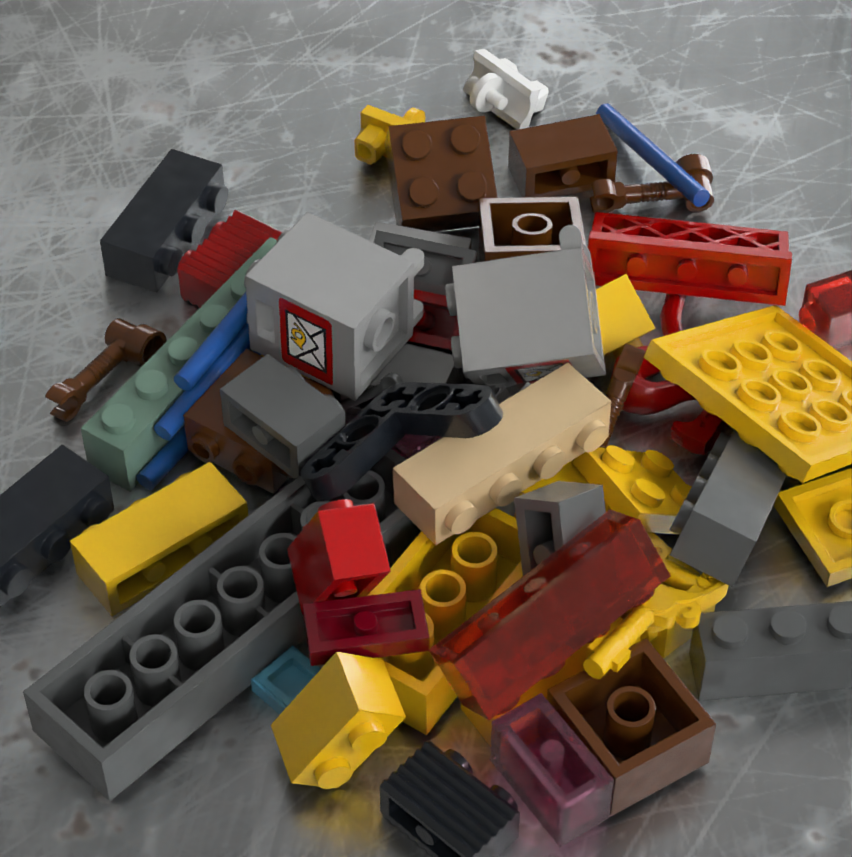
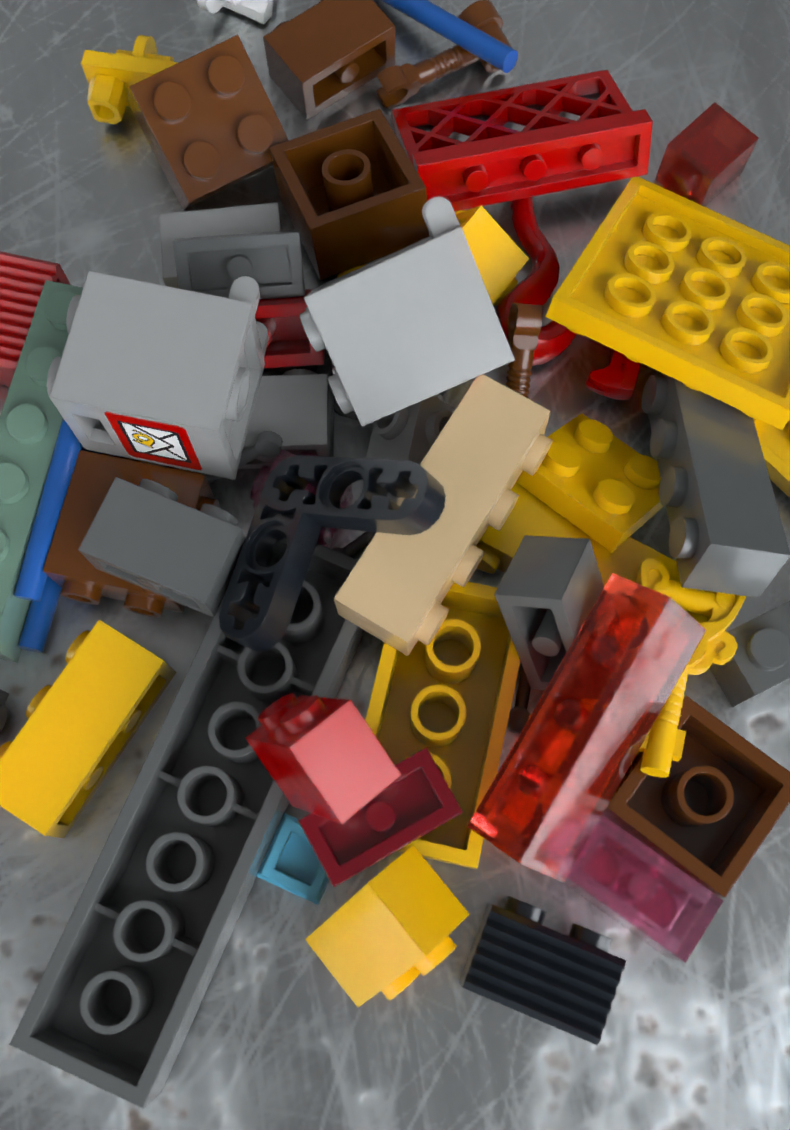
camera: 20 degrees left, 25 degrees up
(213, 346) = (42, 457): blue bar -> none

